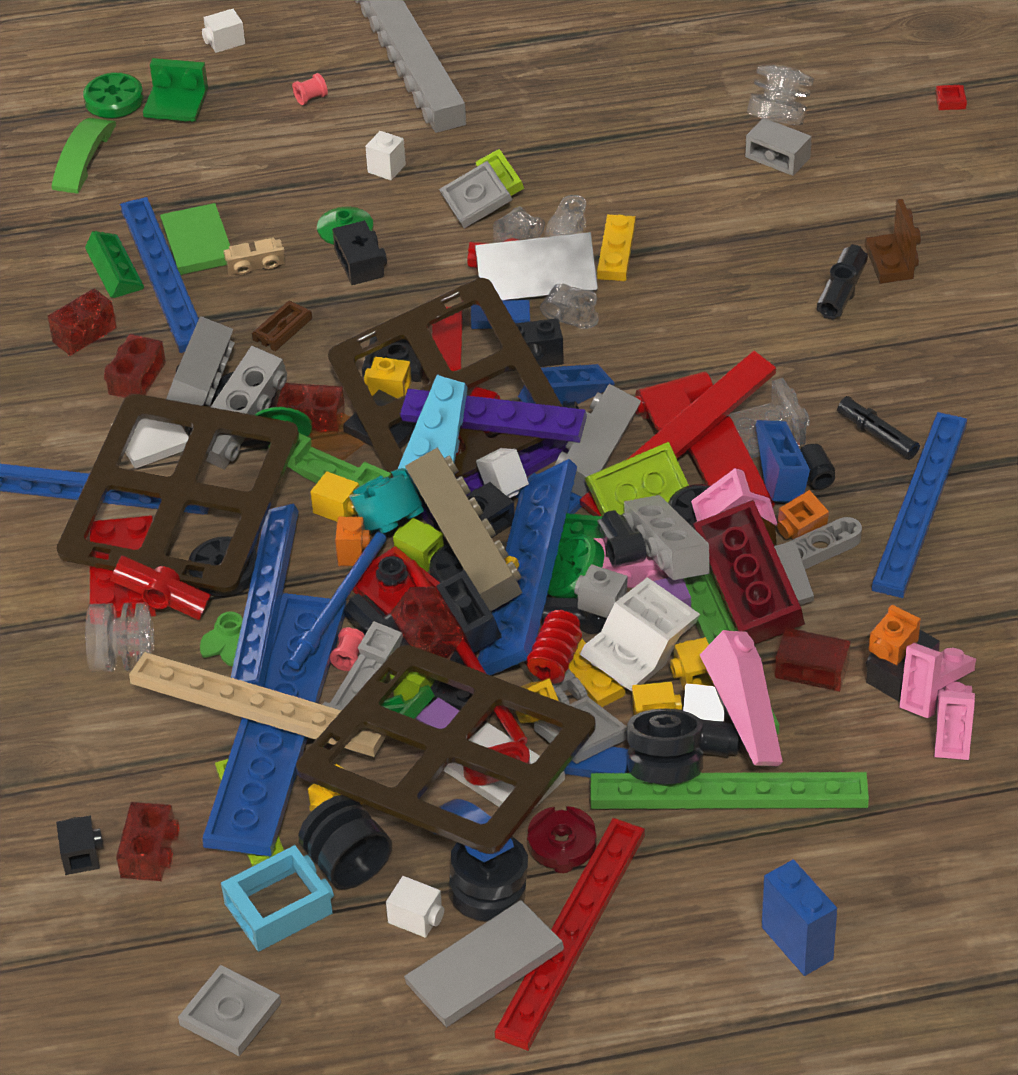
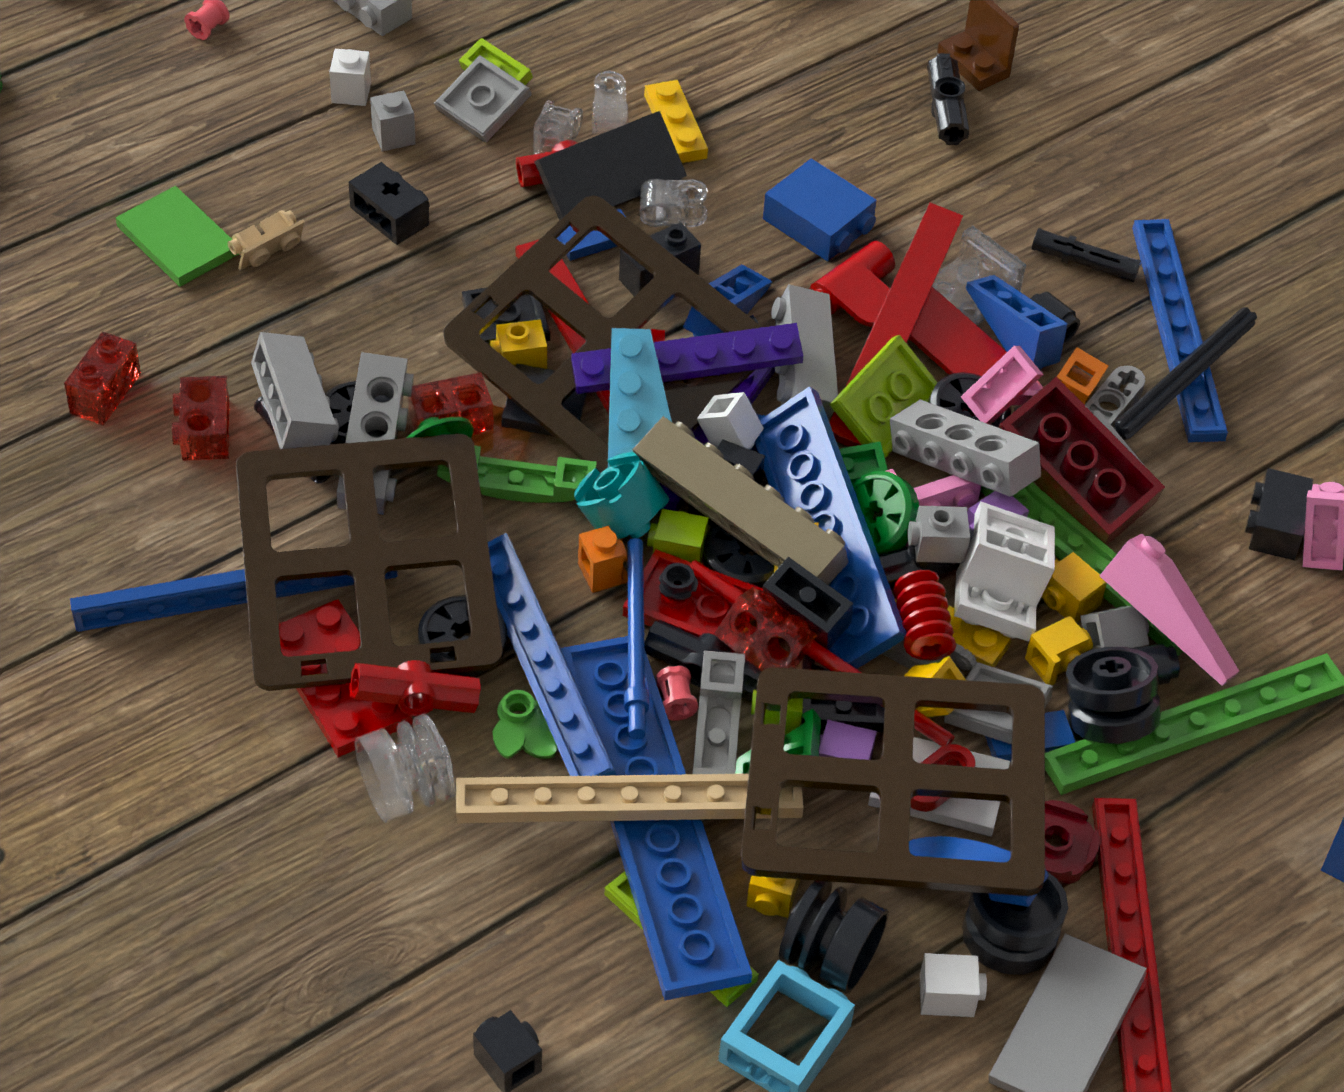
camera: 30 degrees left, 5 degrees up
(113, 264) = (90, 295): green slope -> none
(147, 841) = (583, 1017): clear red brick -> none
(155, 441) = (288, 503): white tile -> none
(161, 270) = (159, 289): blue tile -> none
(176, 90) = (43, 57): green bracket -> none
(286, 327) = (341, 336): reddish brown tile -> none
(331, 497) = (549, 511): yellow brick -> none
(340, 217) = (336, 168): green dish -> none
(397, 194) = (393, 120): none -> light grey brick
(621, 541) = (924, 471): black piece -> none
(682, 339) = (819, 209): none -> blue brick
(812, 659) = (1194, 538): clear red brick -> none
(894, 535) = (1185, 373): none -> black axle
(894, 634) = (1275, 487): orange brick -> none

